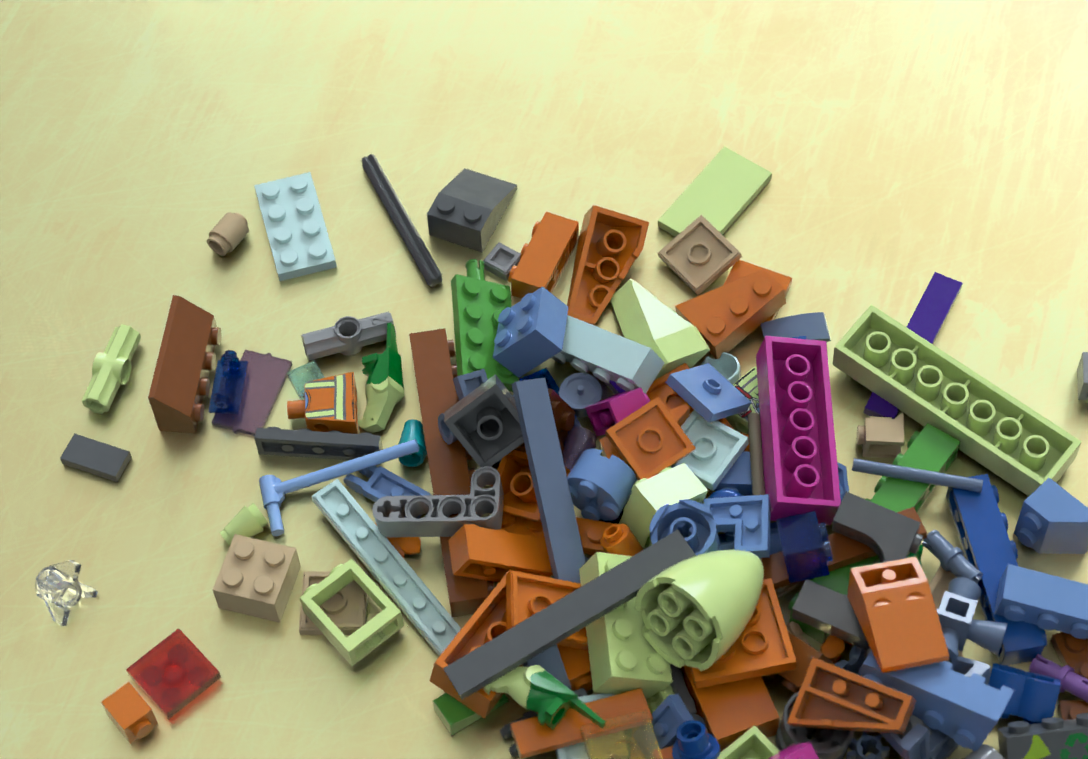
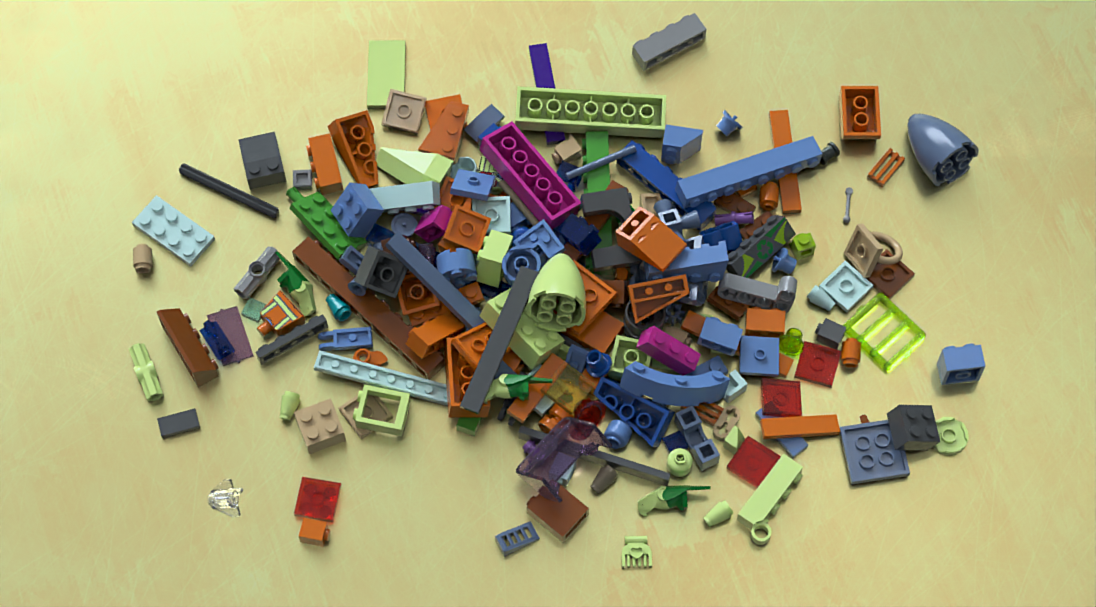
camera: 40 degrees left, 10 degrees up
(274, 490) = (288, 378): light blue bar -> none
(391, 510) = (386, 331): light grey beam -> none
(620, 540) = (488, 289): orange brick -> none
(859, 482) = (572, 183): none -> clear blue panel
(951, 558) = (646, 193): sand blue pin -> none

